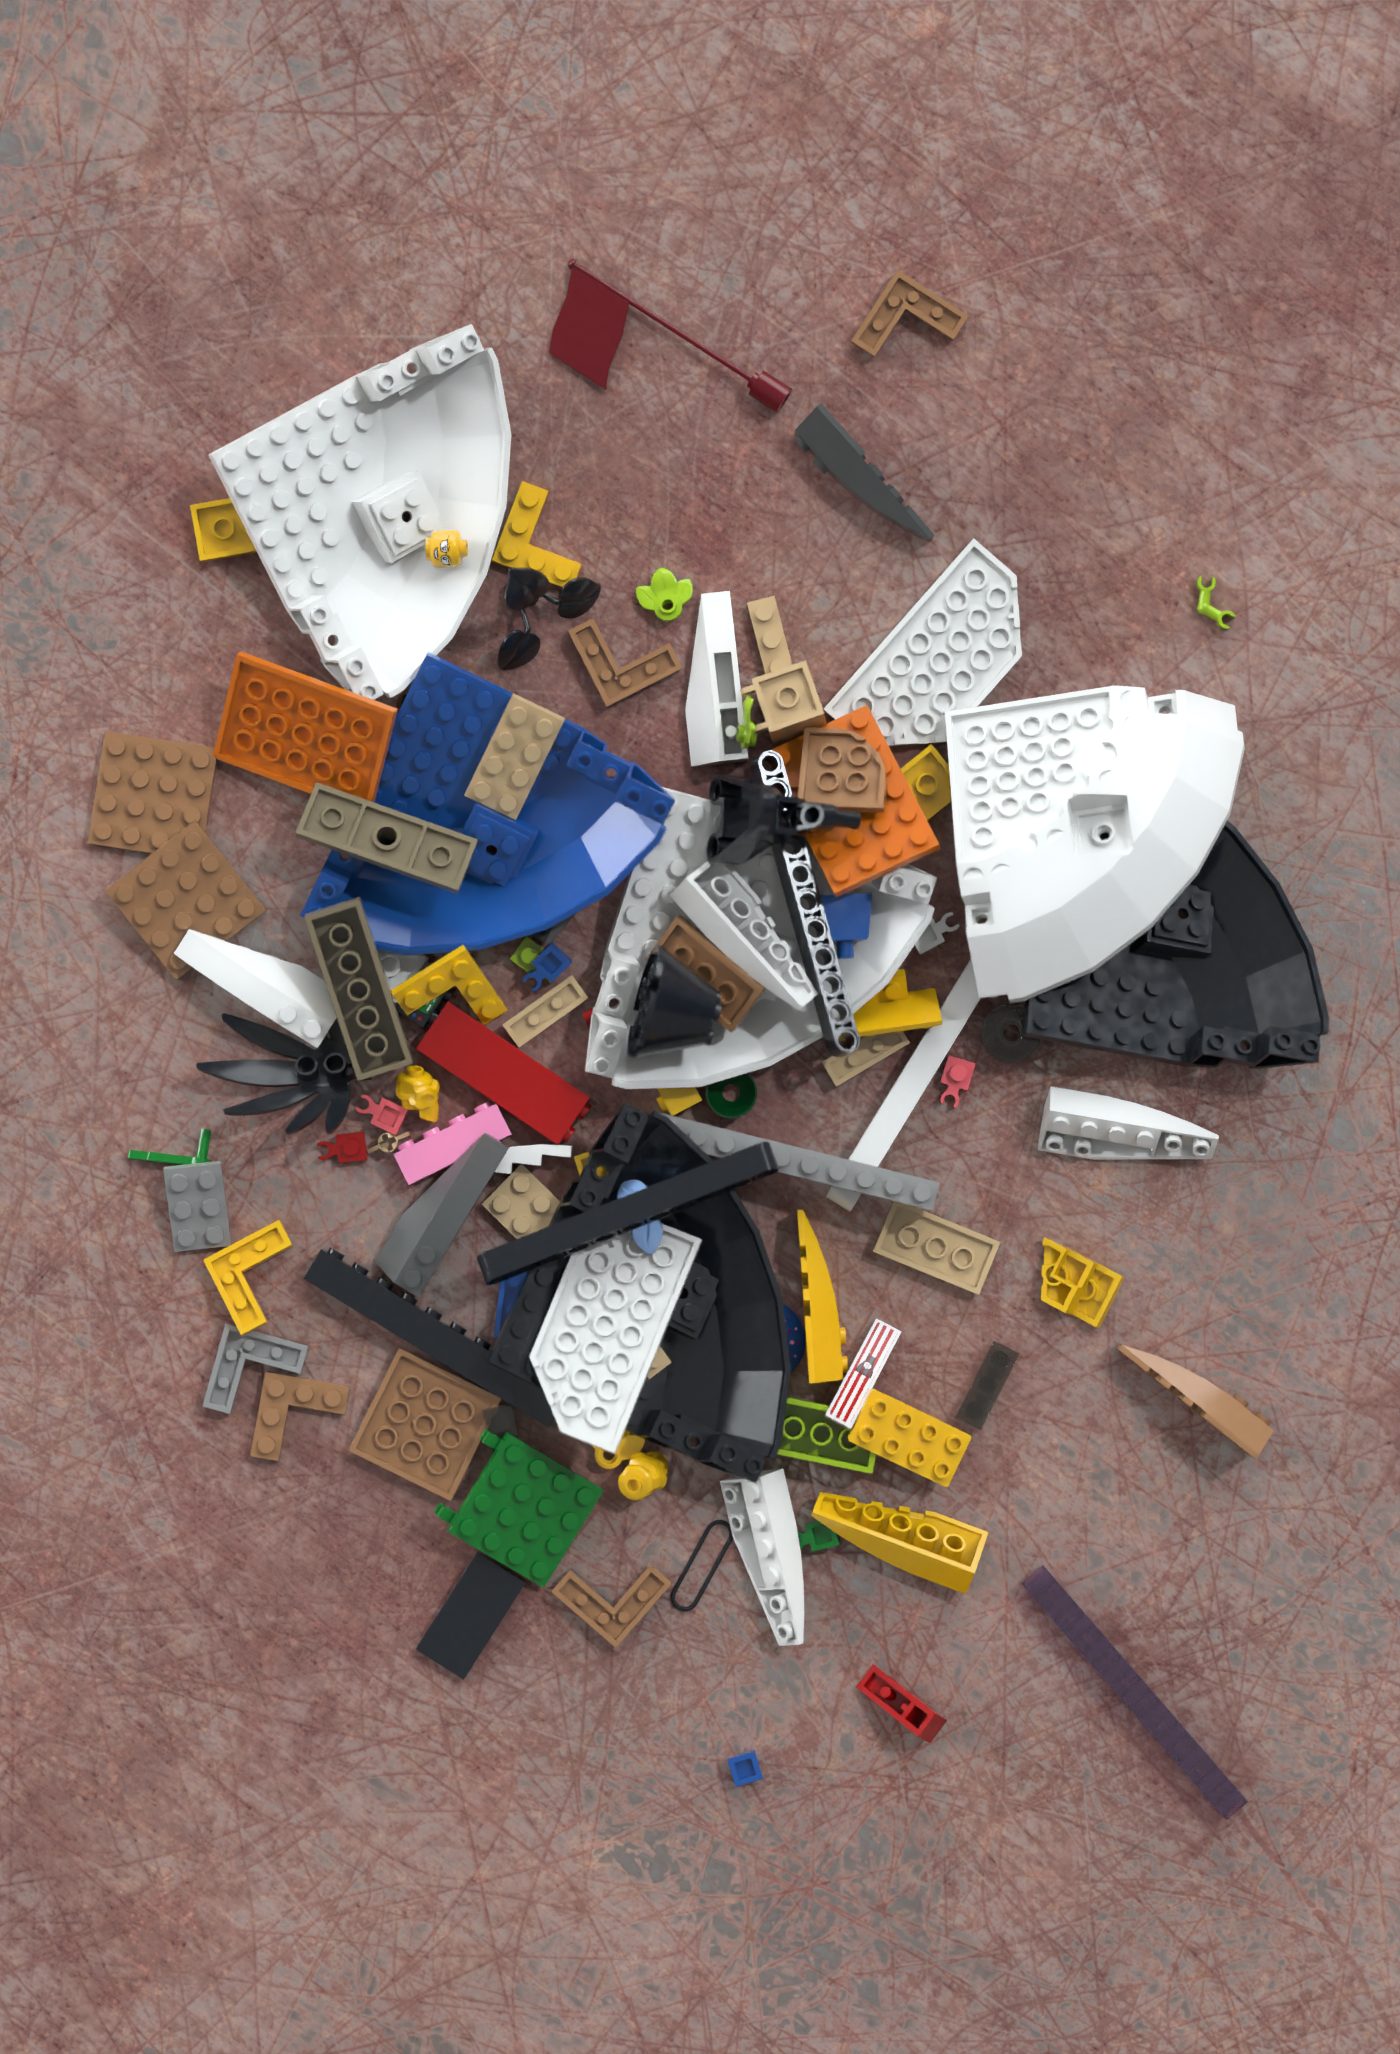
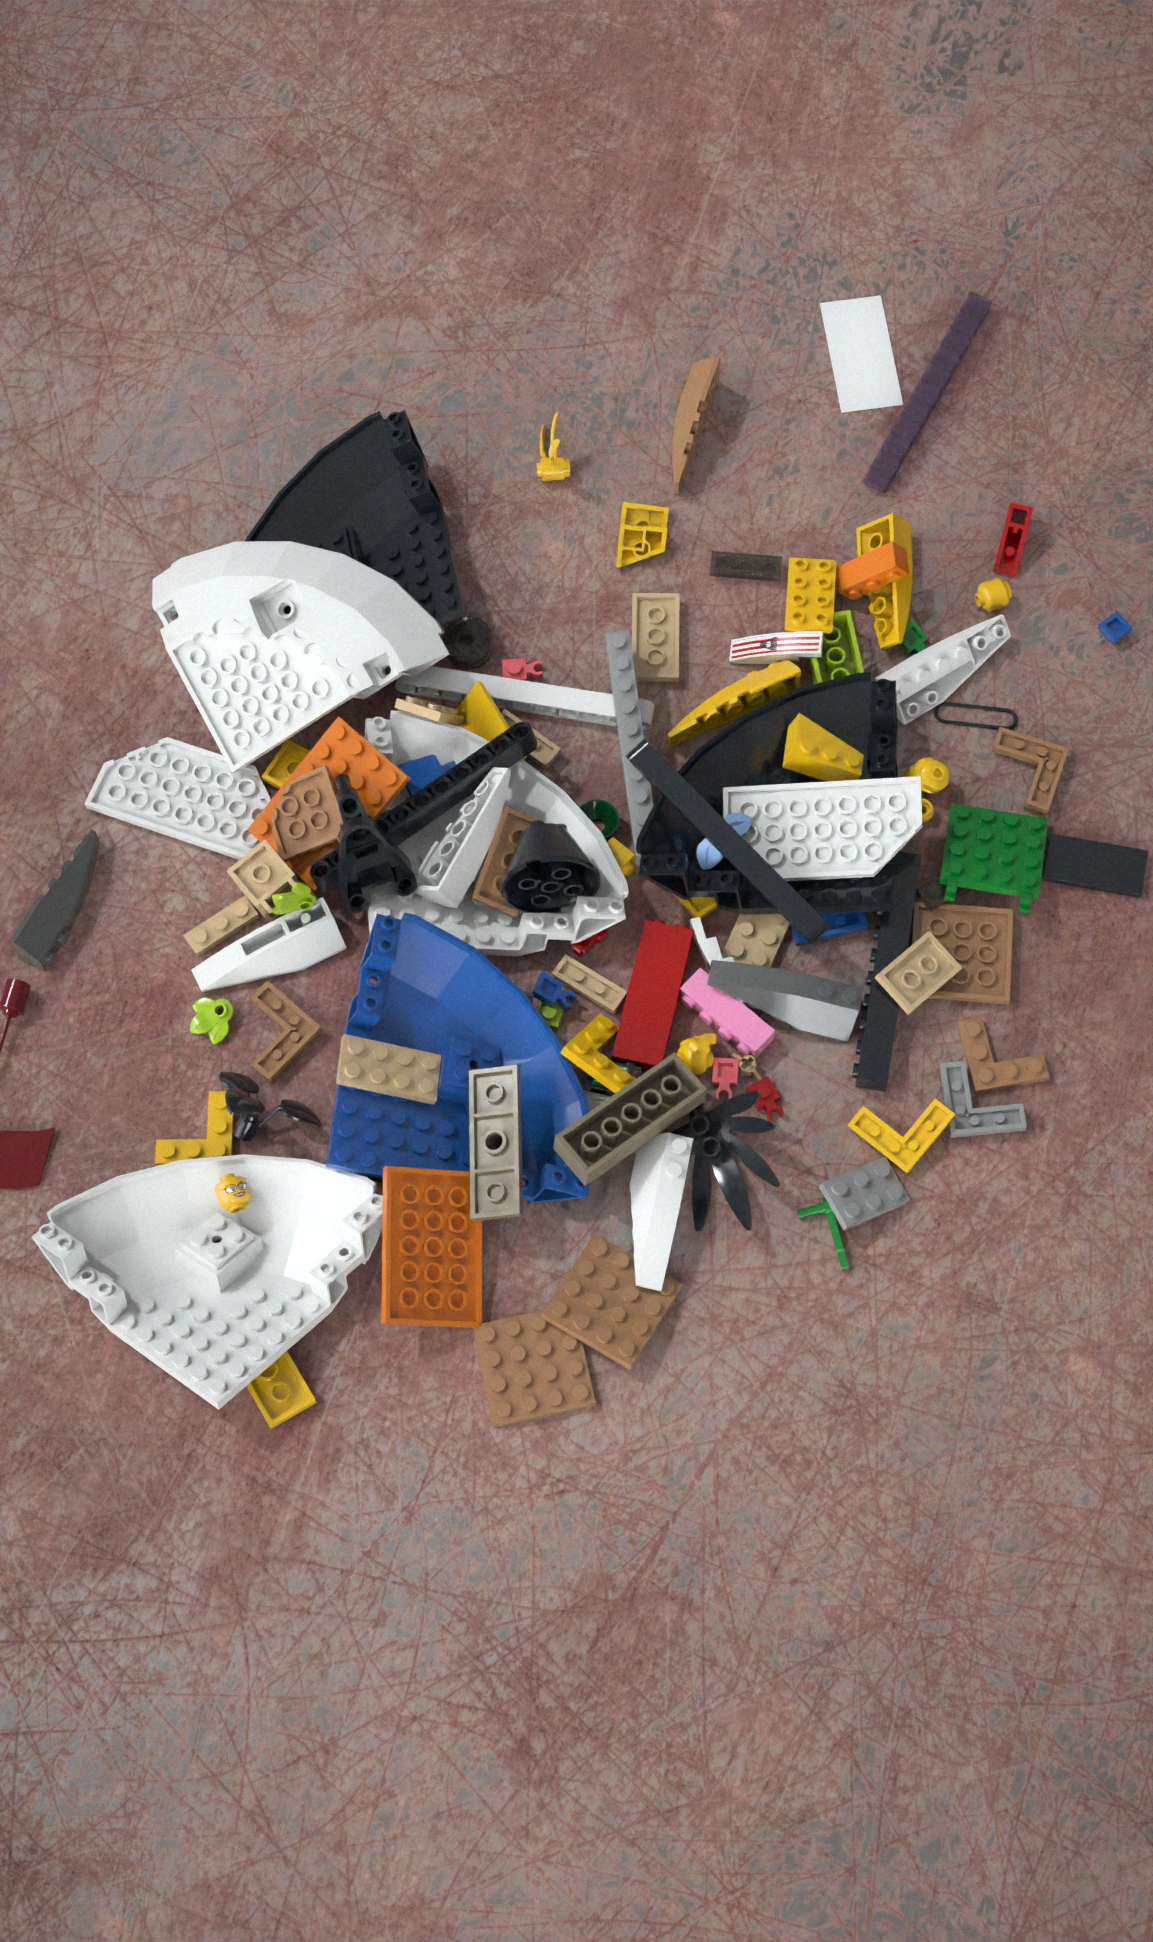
camera: 110 degrees left, 20 degrees down
(410, 1363) = (918, 972): none -> tan plate
(703, 1363) = (820, 753): none -> yellow wedge
(838, 1648) = (993, 594): none -> yellow head
(910, 1519) = (872, 571): none -> orange brick
(926, 954) = (430, 710): none -> tan plate
(1117, 1129) = (511, 545): white wedge -> none
(1202, 1217) = (552, 467): none -> yellow plant
(1206, 609) = (83, 627): lime arm -> none
(1222, 1638) = (861, 354): none -> white sticker

